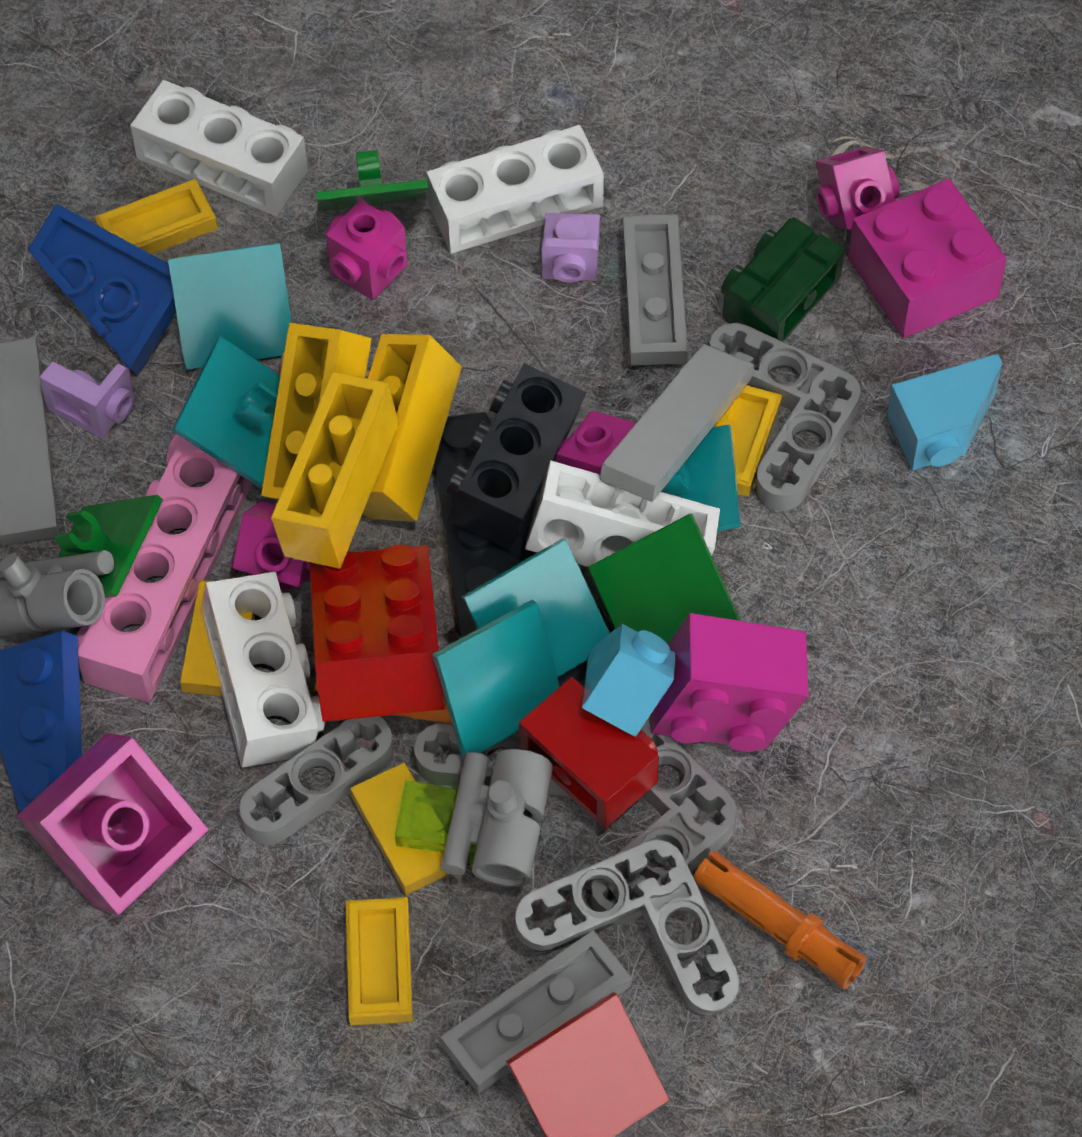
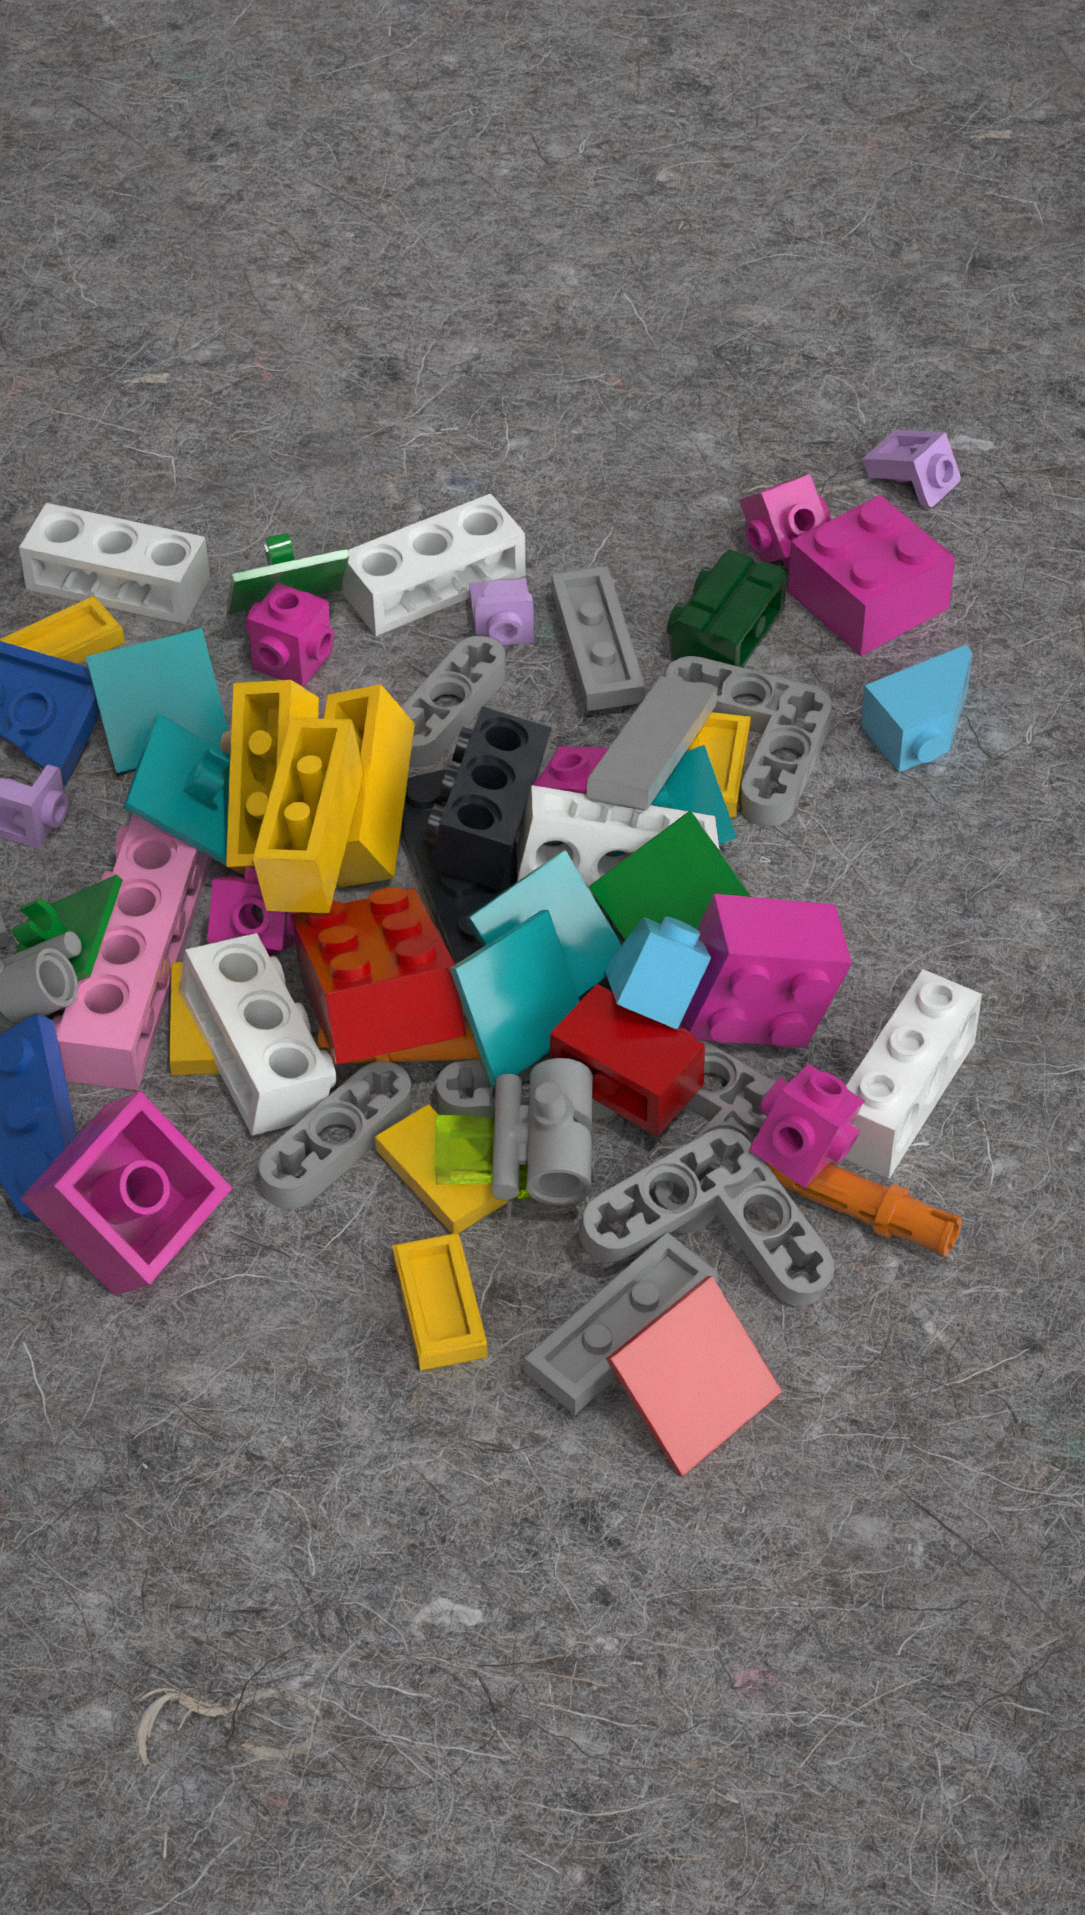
camera: 10 degrees left, 10 degrees down
(510, 314) = (452, 677): none -> light grey beam
(736, 851) = (807, 1124): none -> dark pink brick
(845, 799) = (911, 1068): none -> white brick
(998, 133) = (918, 458): none -> lavender bracket

